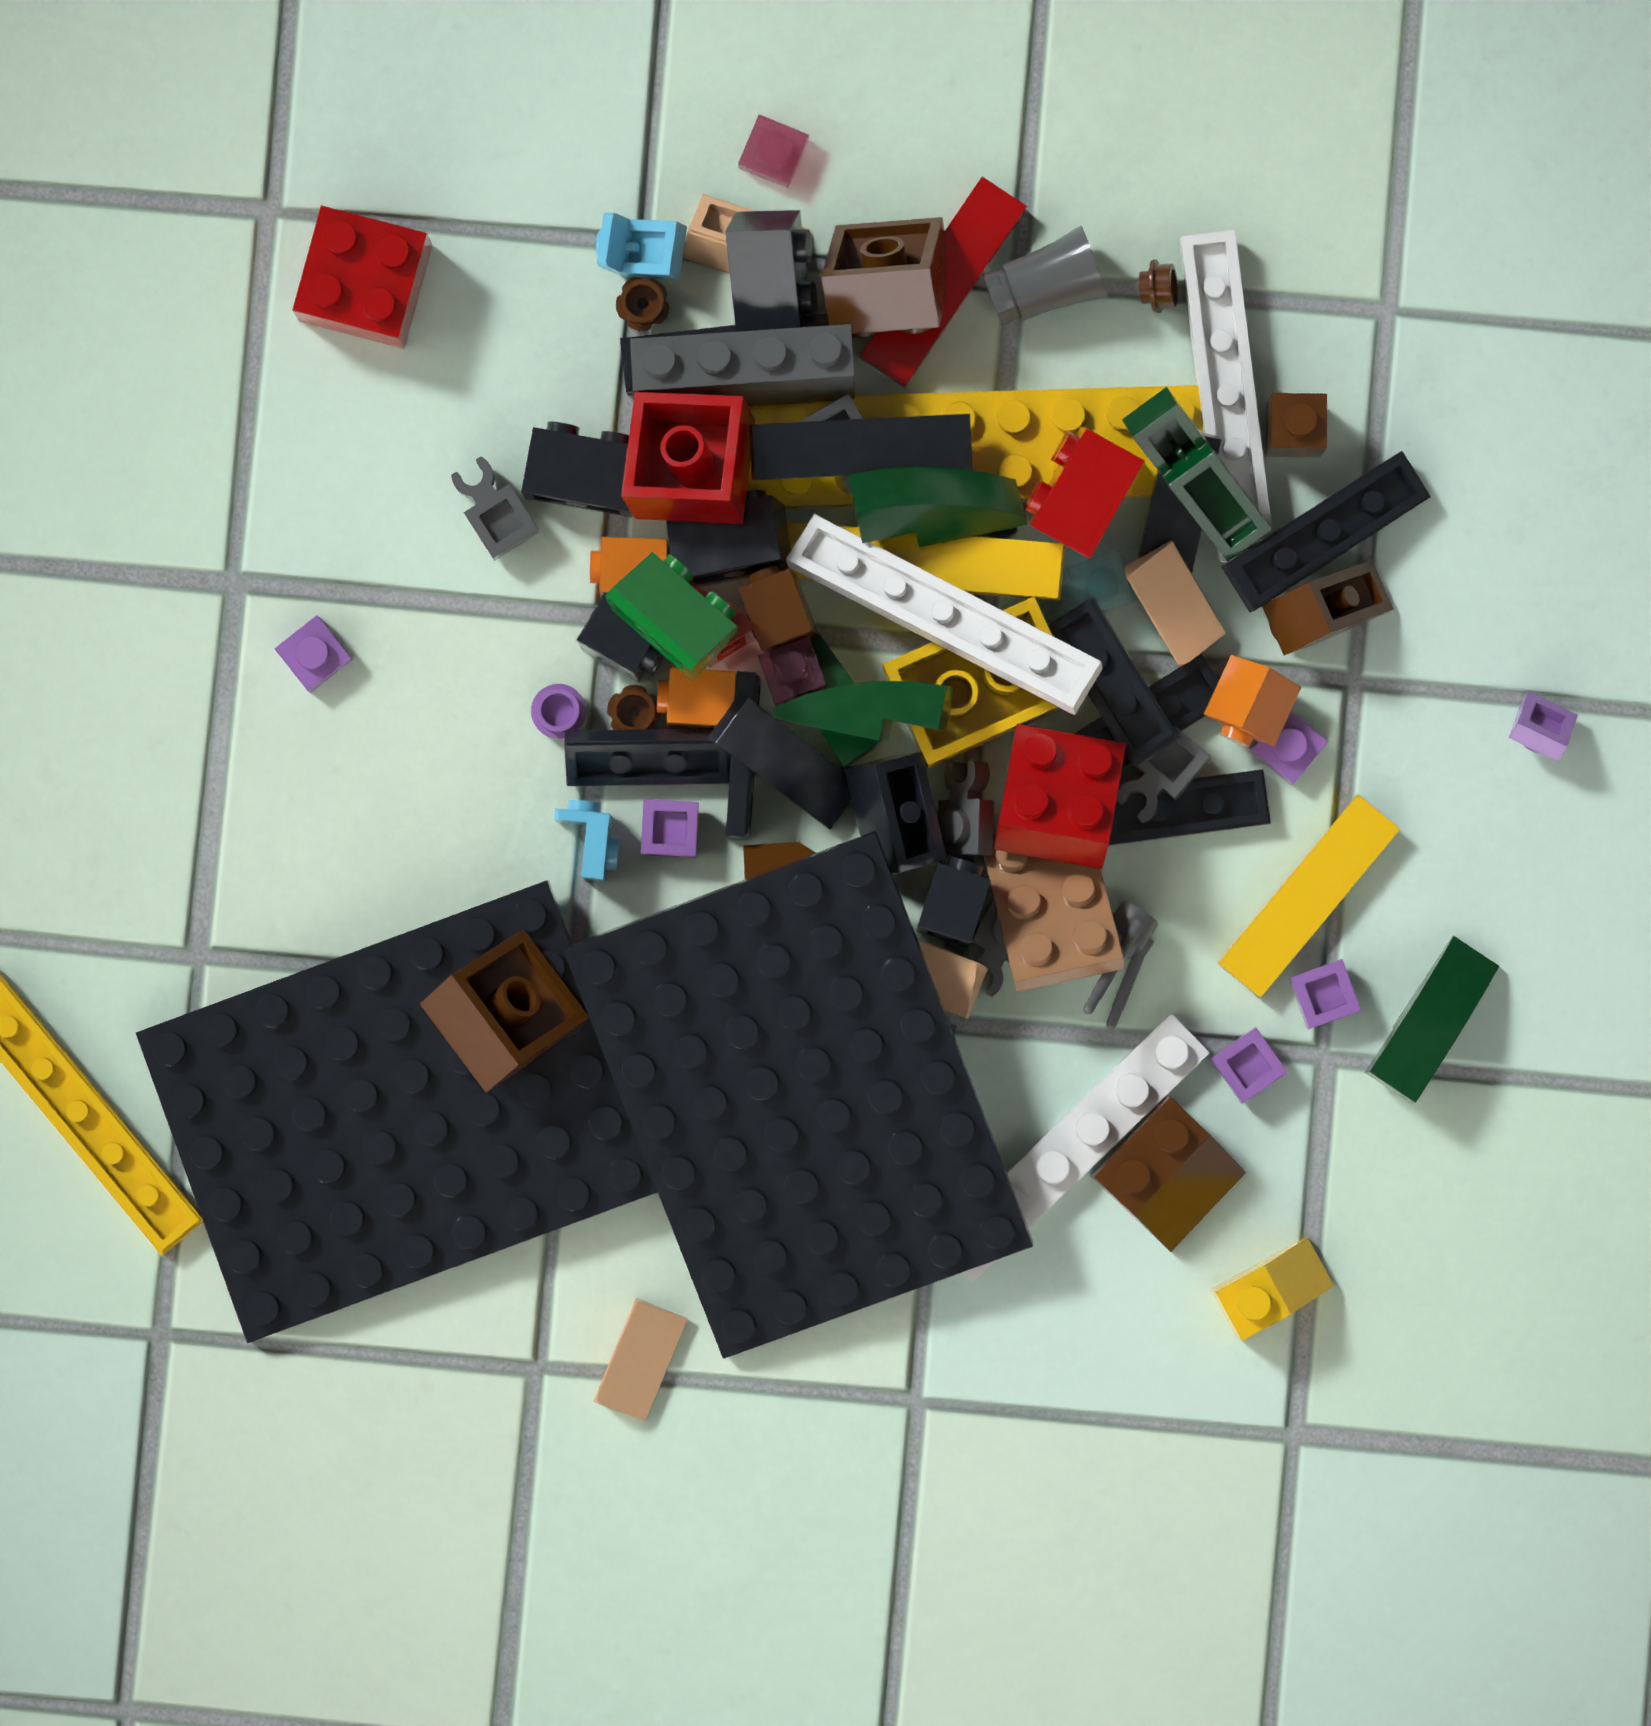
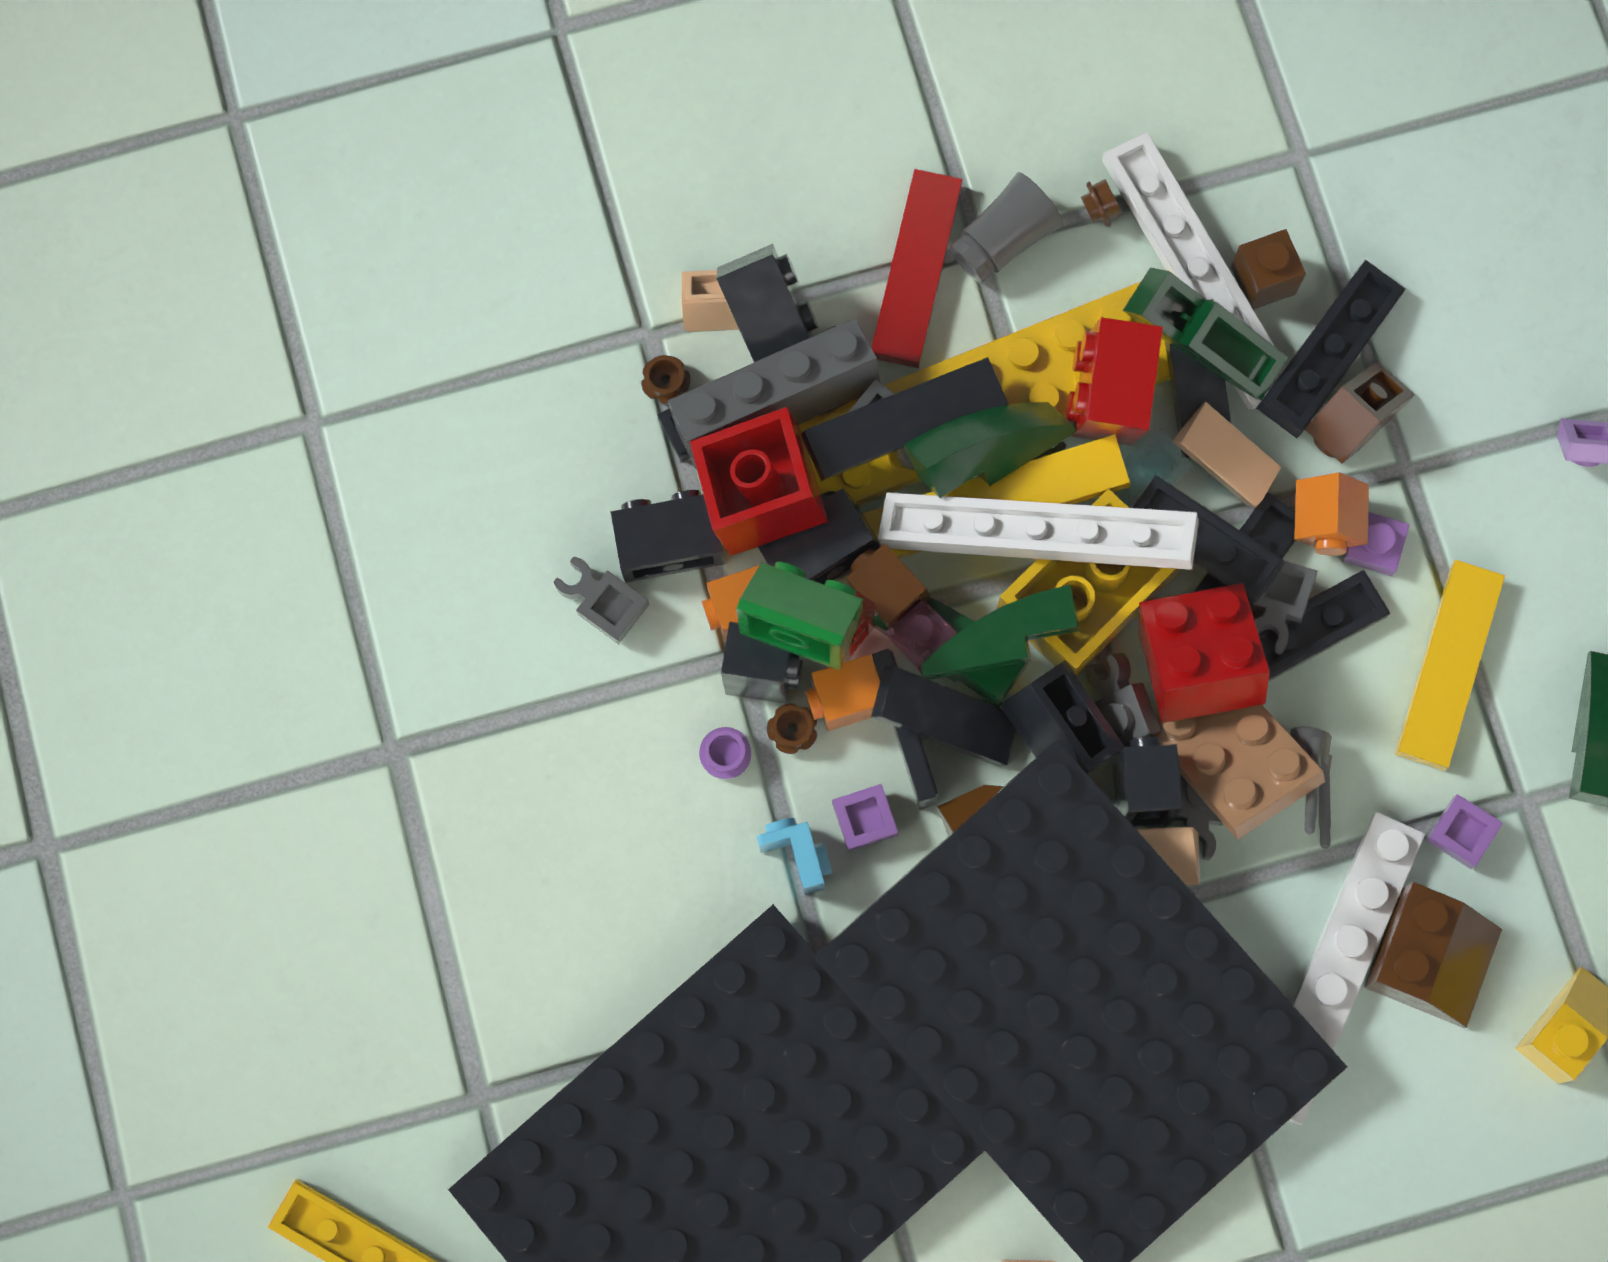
camera: 20 degrees left, 10 degrees down
(313, 654) = (487, 785): medium lavender plate -> none
(362, 277) = (412, 443): red brick -> none
(504, 1010) = (780, 1034): reddish brown slope -> none
(640, 247) = (646, 331): medium azure bracket -> none
(644, 757) = (819, 763): black tile -> none
(773, 151) = (728, 215): clear pink plate -> none
(886, 276) = (868, 275): reddish brown slope -> none
(1325, 994) = (1503, 743): medium lavender plate -> none

